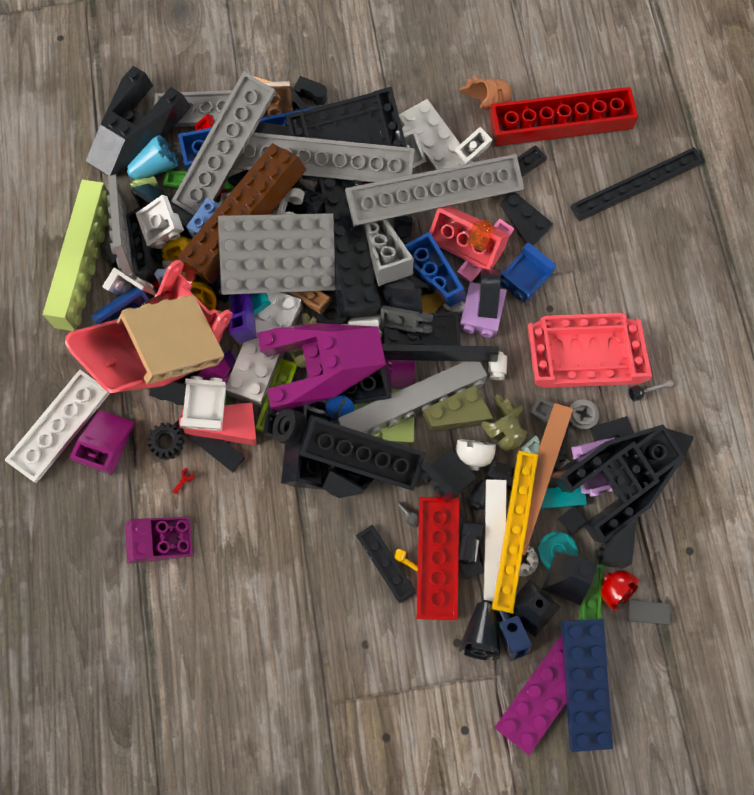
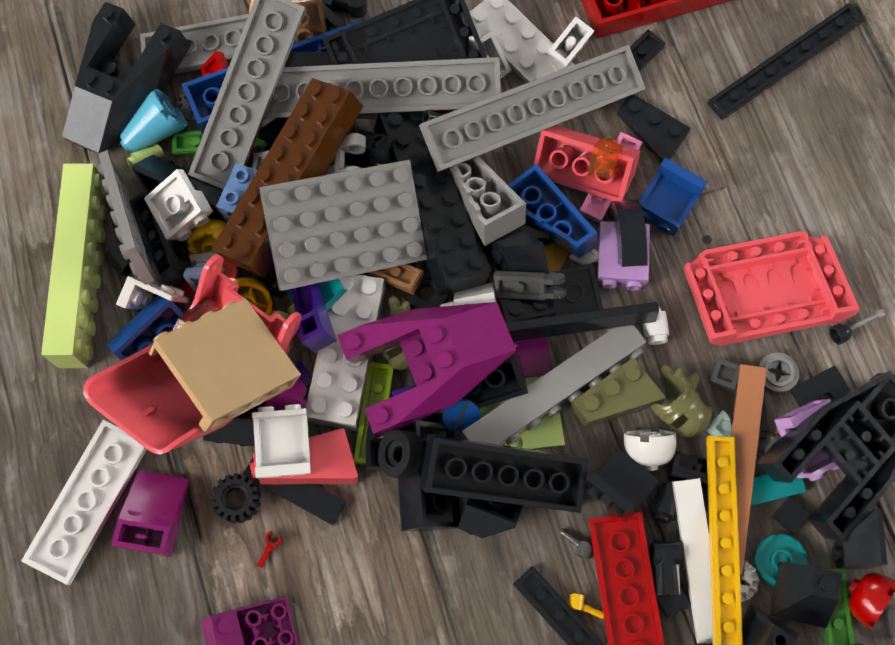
camera: 10 degrees left, 0 degrees up
(403, 228) = (499, 162): black bracket -> none

